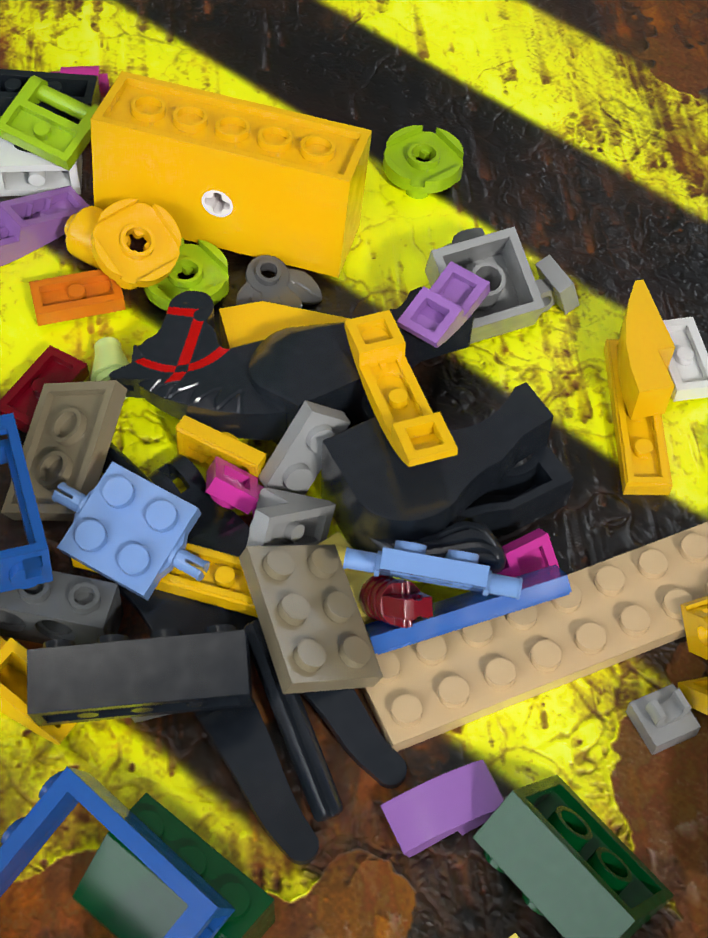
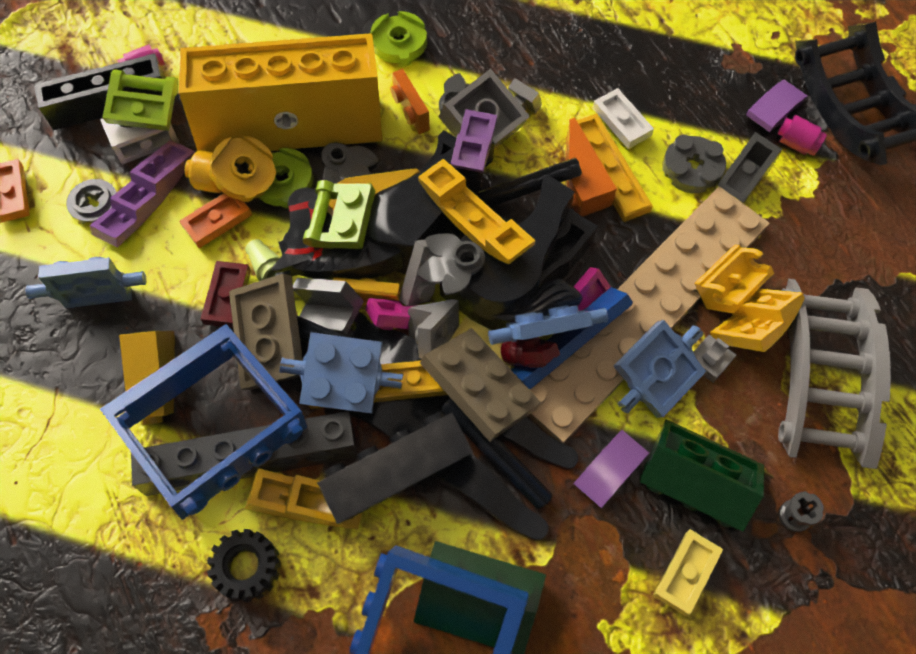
camera: 20 degrees left, 10 degrees up
(166, 443) = (328, 303): none -> dark grey panel
(234, 345) = (348, 219): none -> lime plate
(334, 444) = (447, 263): none -> dark grey plate
(398, 251) = (413, 106): none -> orange plate
(496, 391) = (529, 183): none -> black axle
(576, 699) = (660, 368): none -> medium blue plate
(591, 417) = (594, 186): none -> orange slope
(644, 356) = (601, 125): yellow slope -> none

